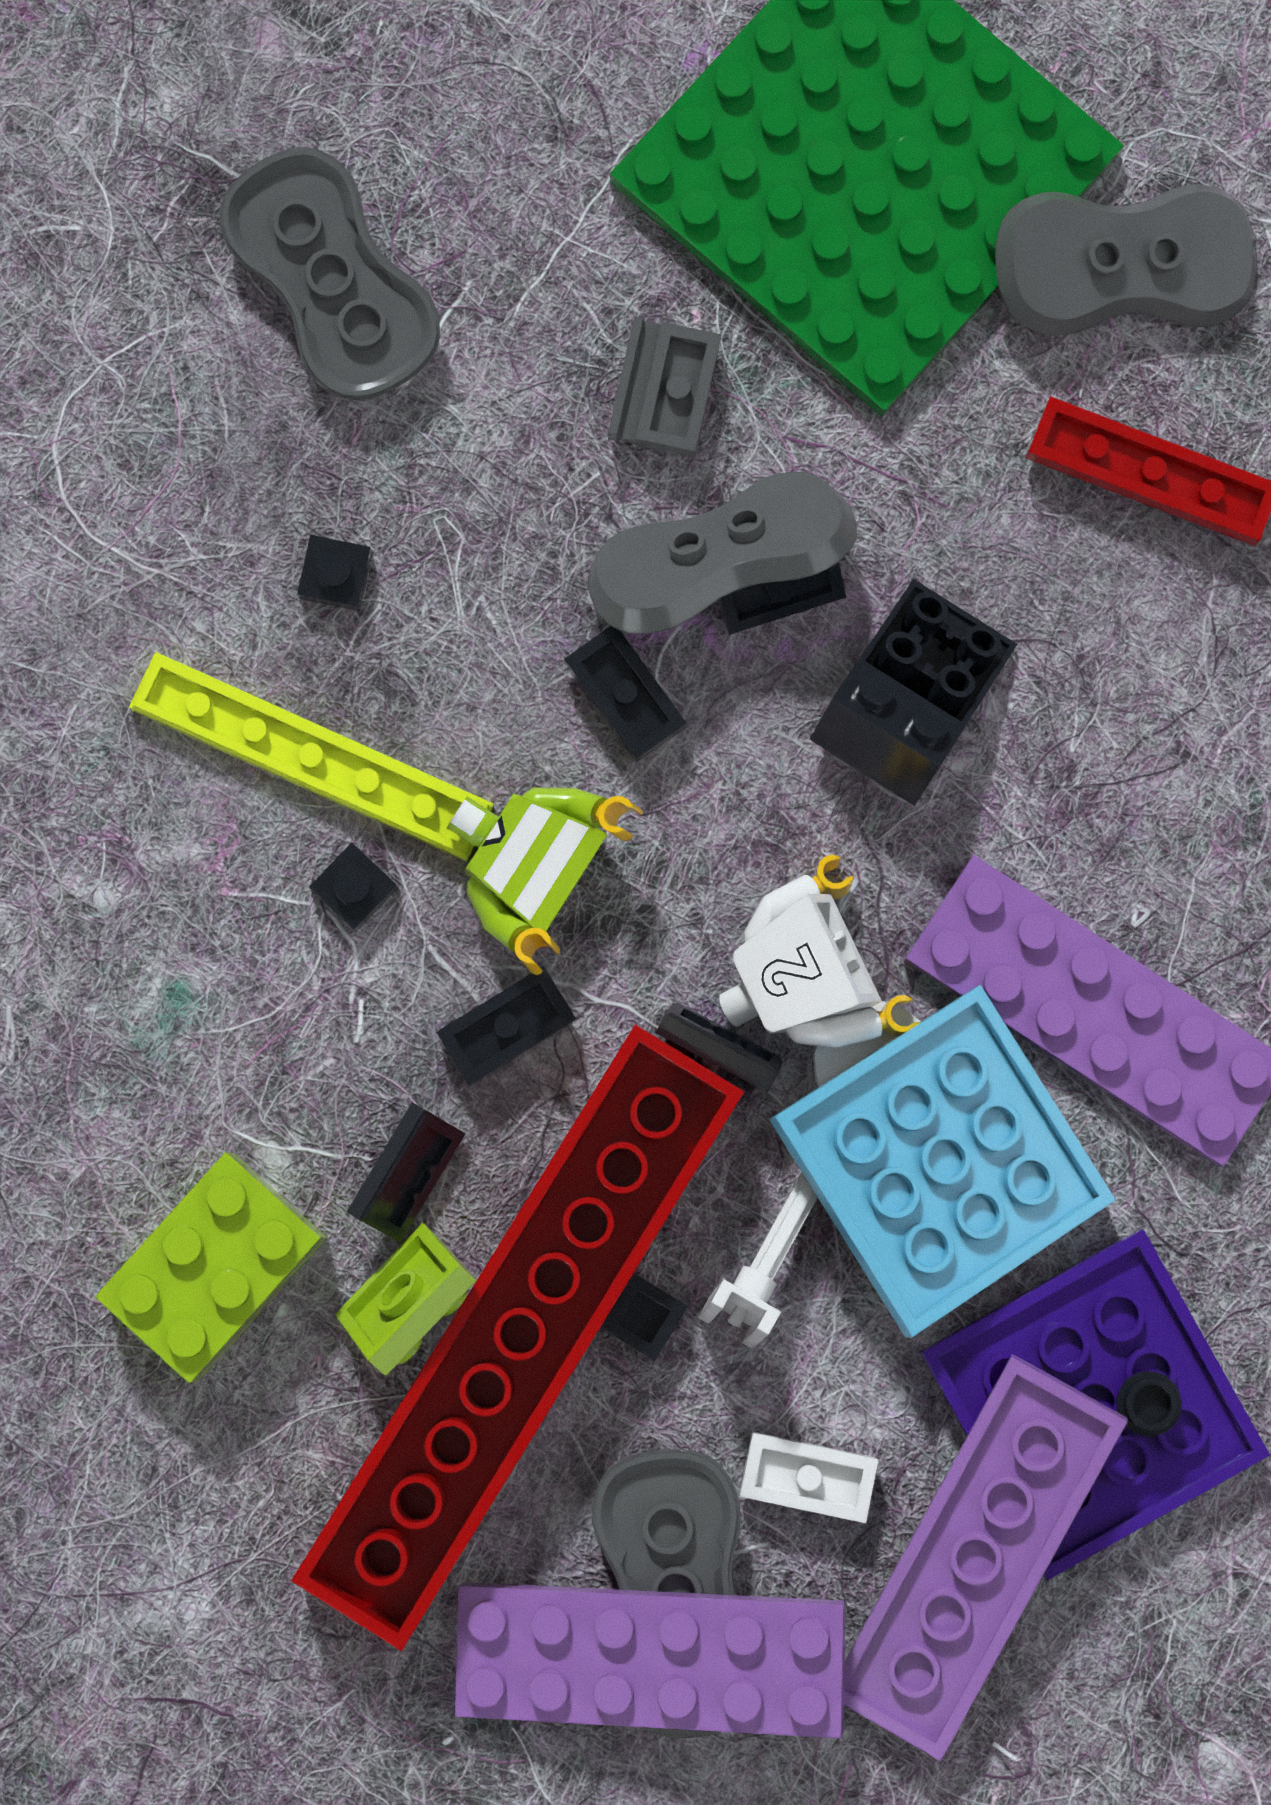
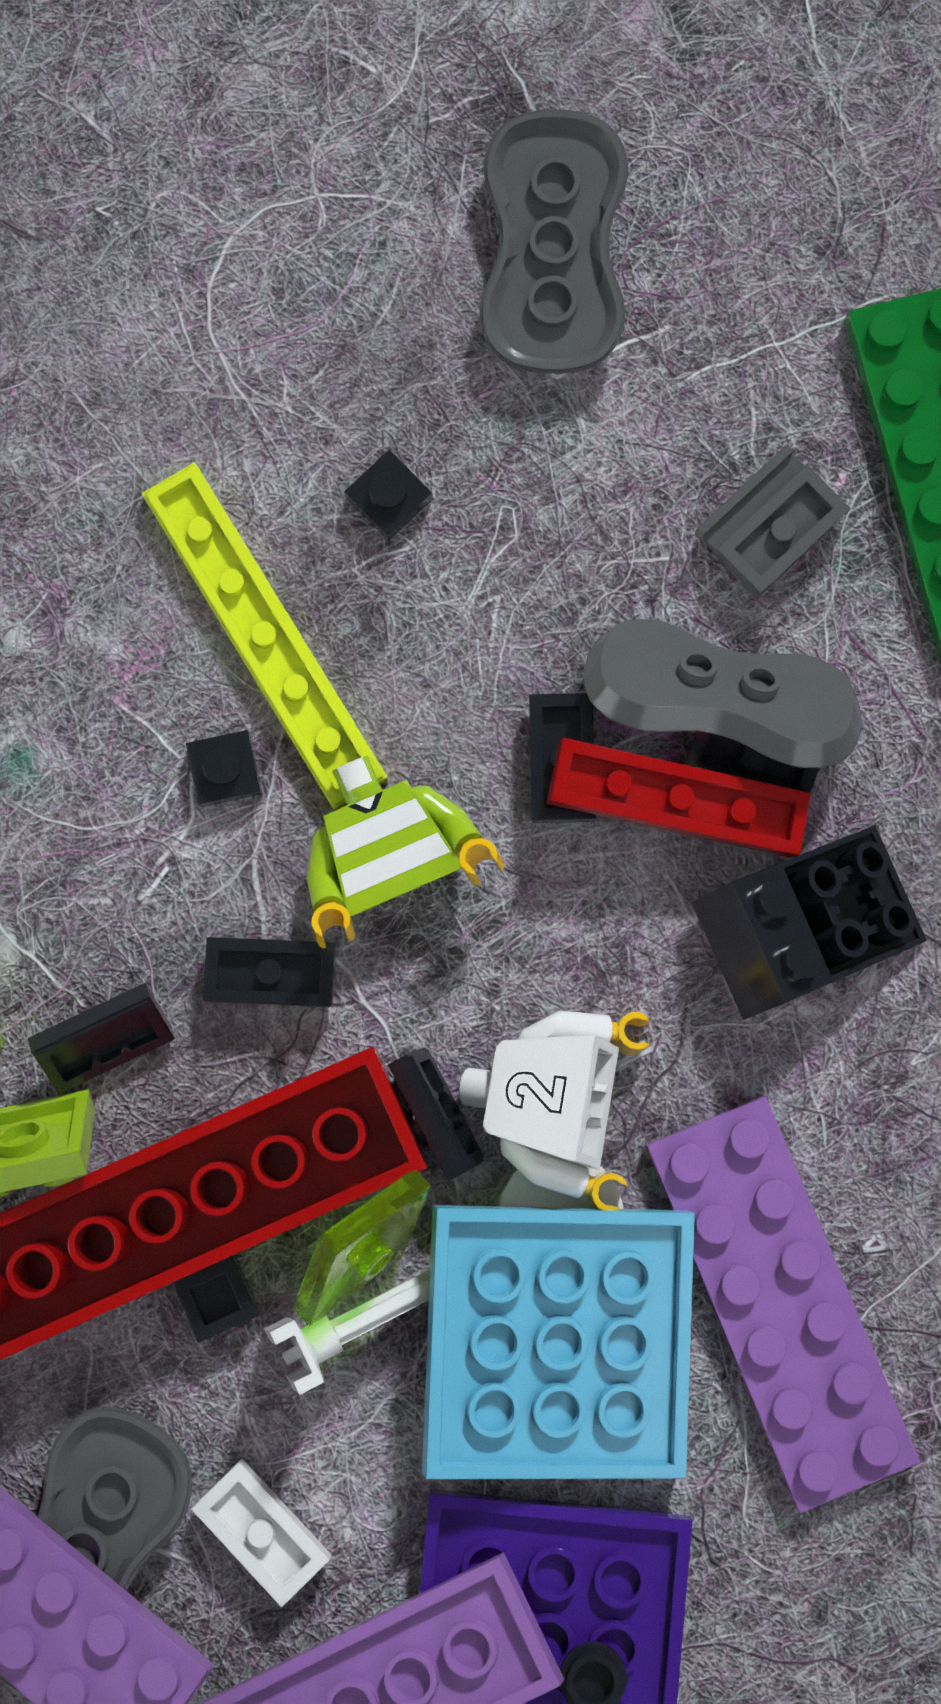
camera: 40 degrees right, 0 degrees up
(735, 1189) = (361, 1247): none -> clear neon green plate
(742, 661) = (678, 798): none -> red plate

